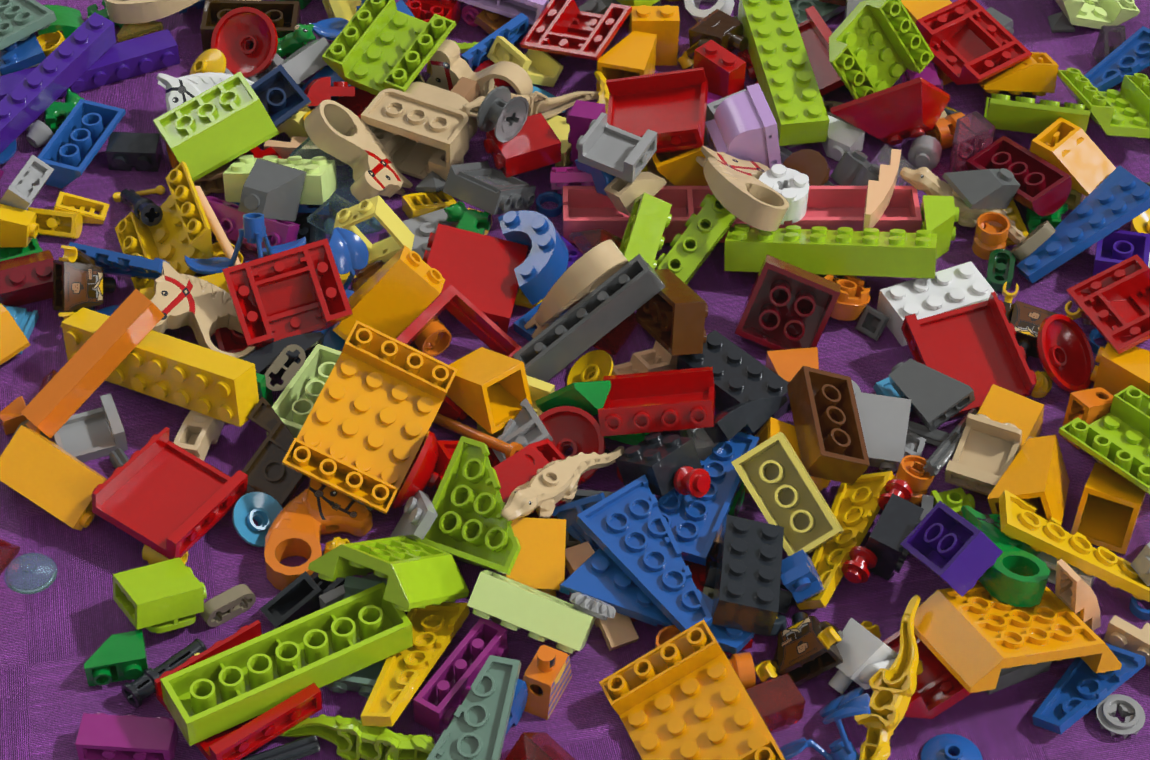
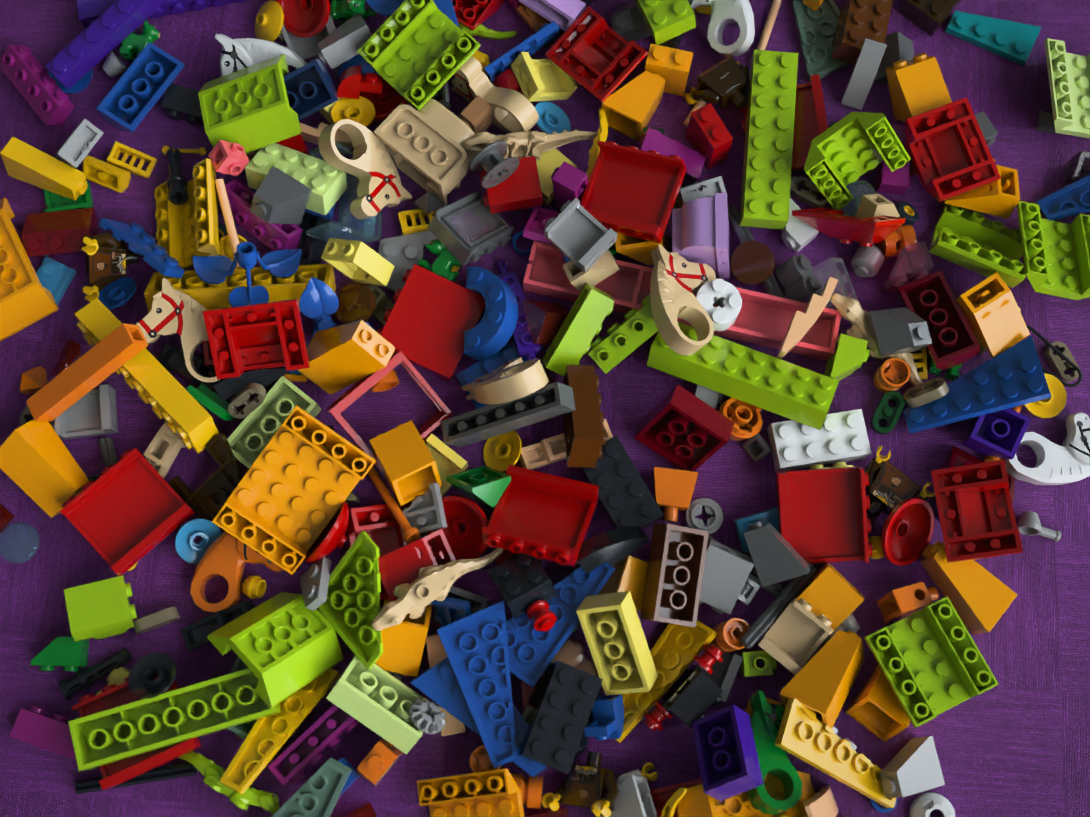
camera: 15 degrees right, 30 degrees up
(208, 168) = (228, 158): none -> coral brick
(249, 622) = (149, 667): none -> black dish

